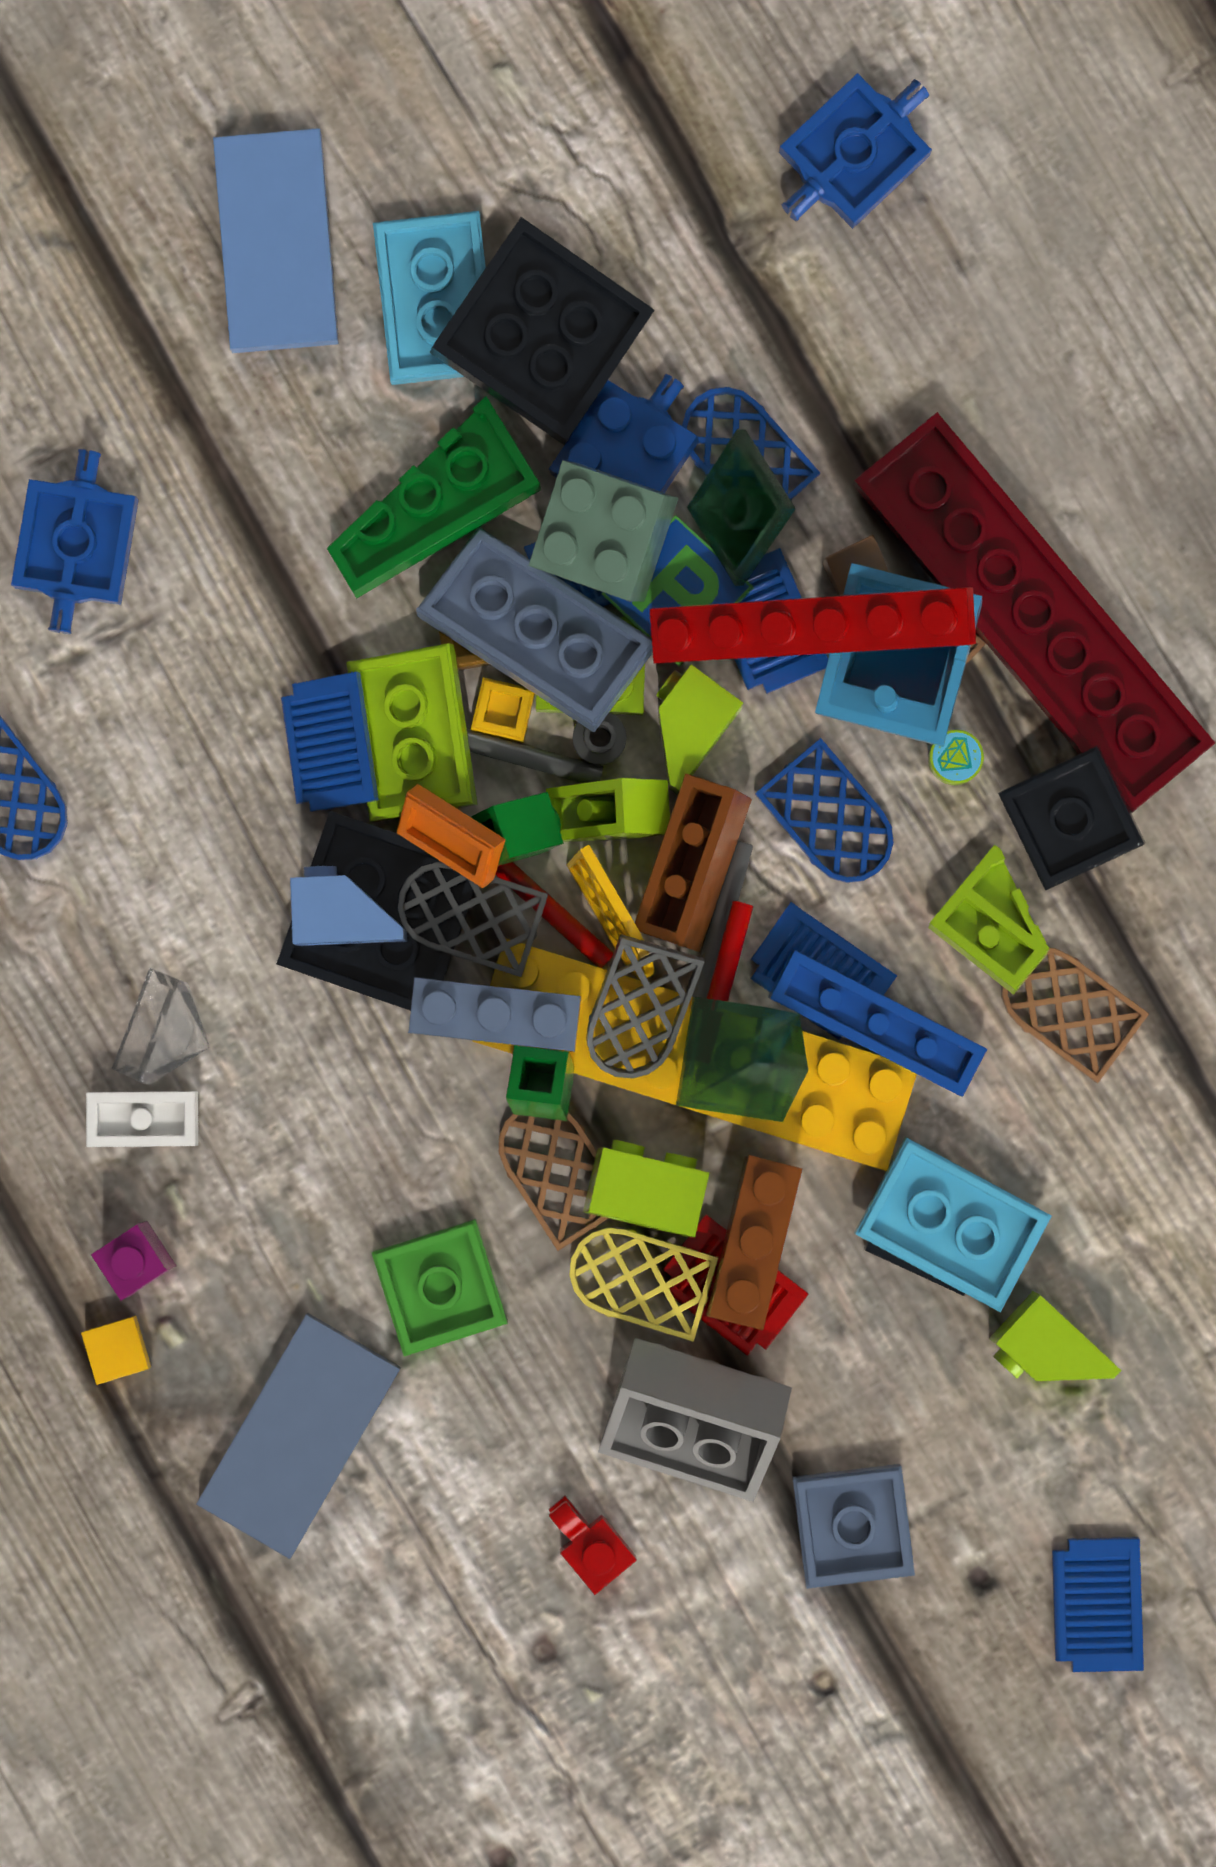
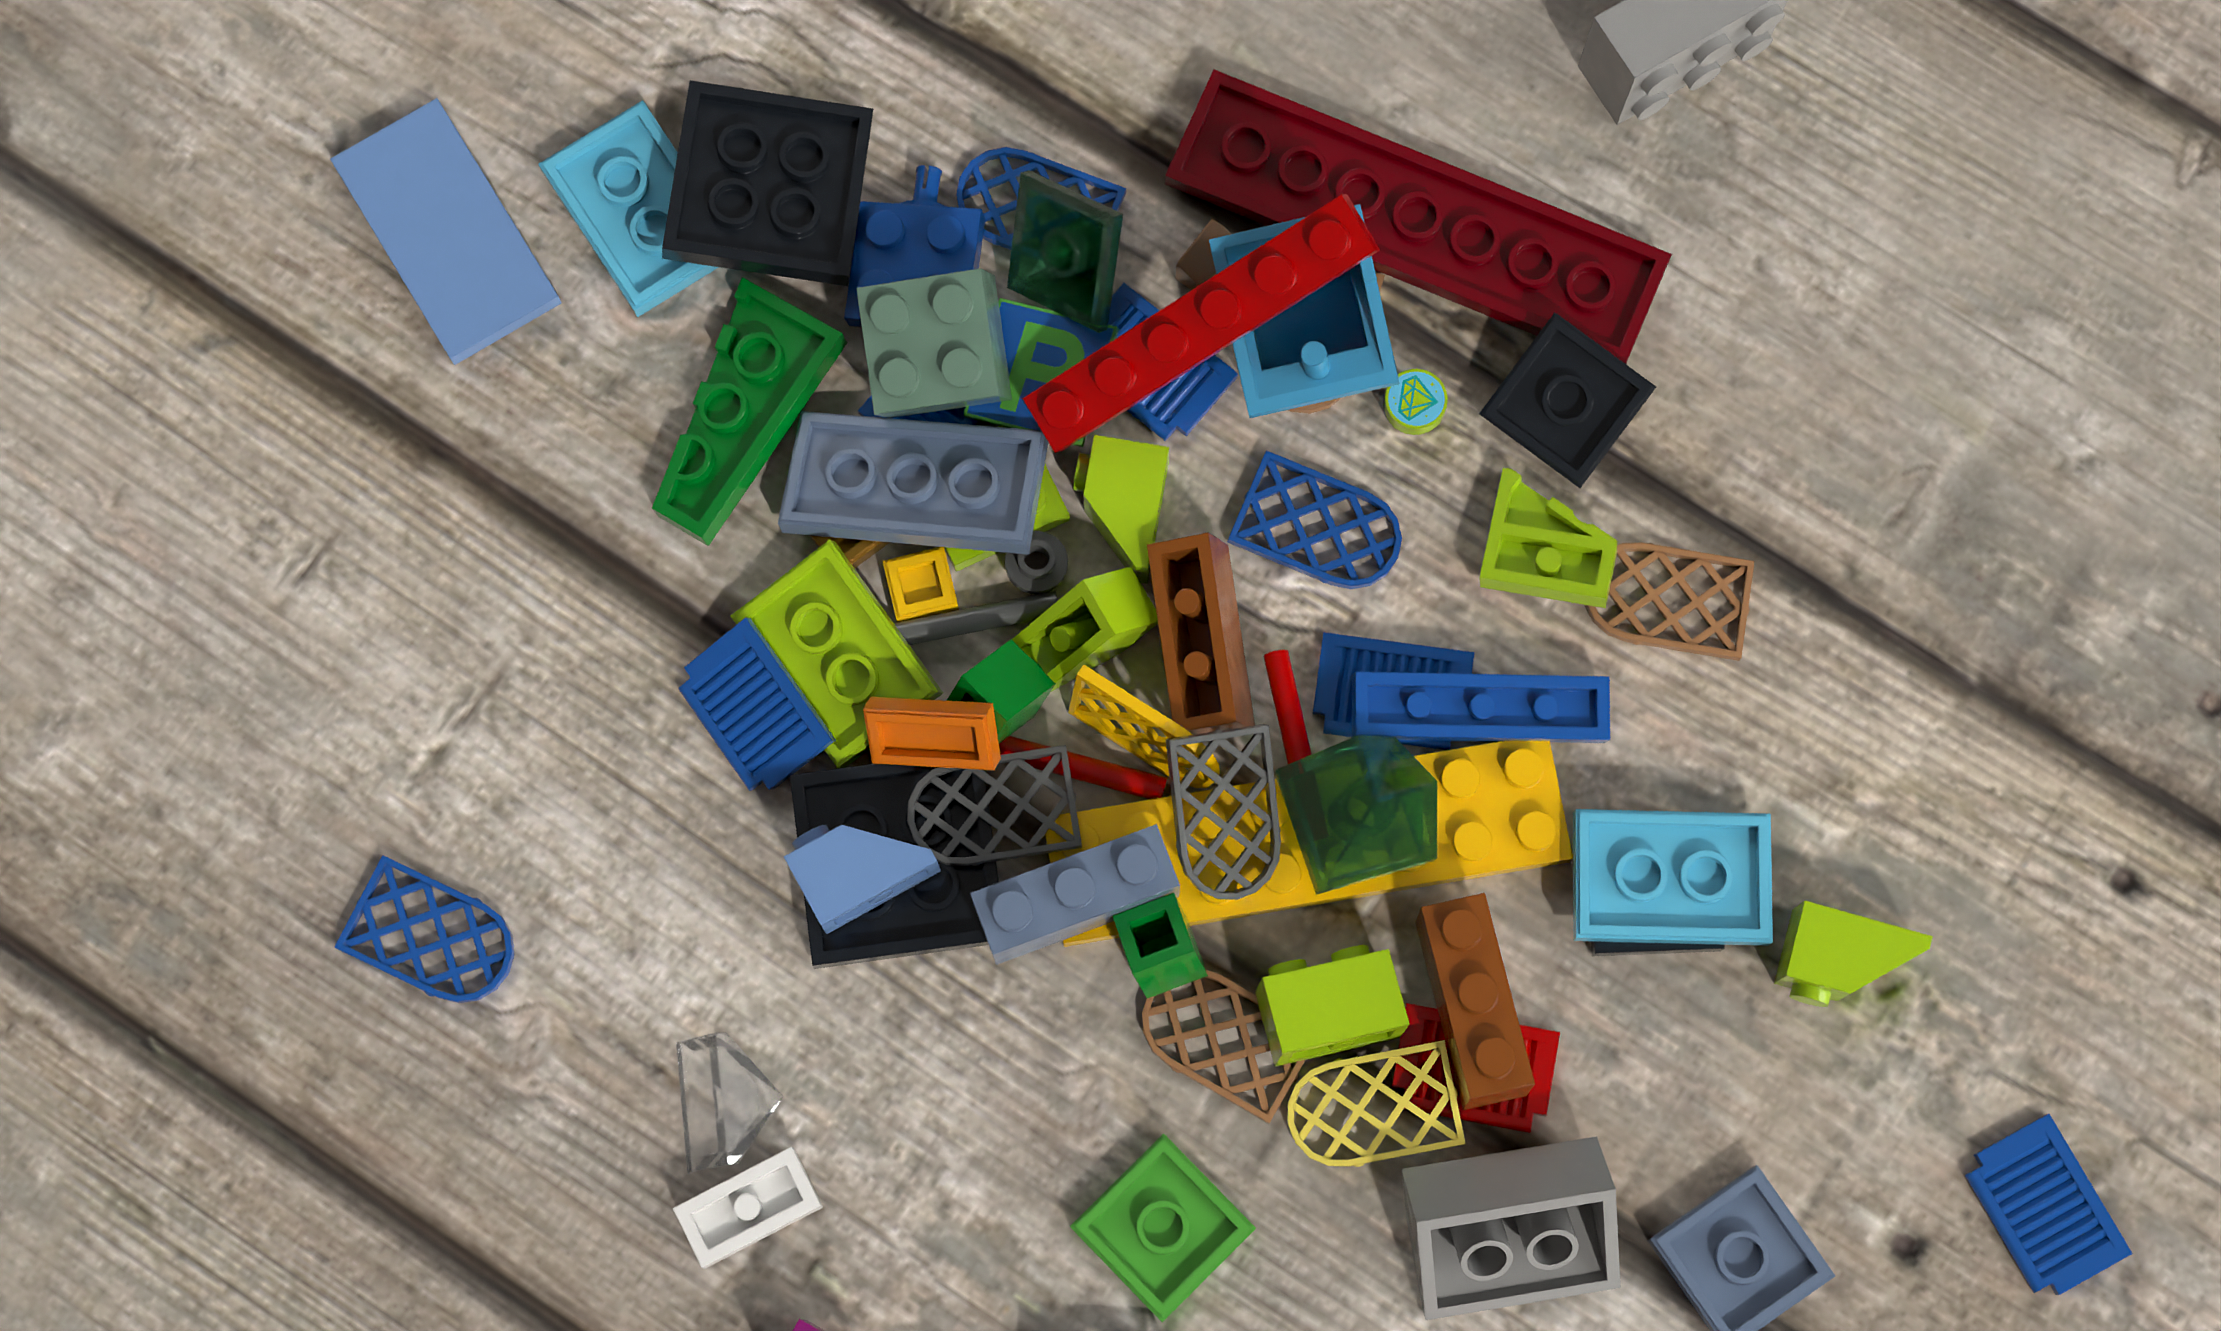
camera: 30 degrees left, 10 degrees down
(75, 541) = (379, 633): blue plate -> none
(730, 892) = (1259, 684): dark grey bar -> none

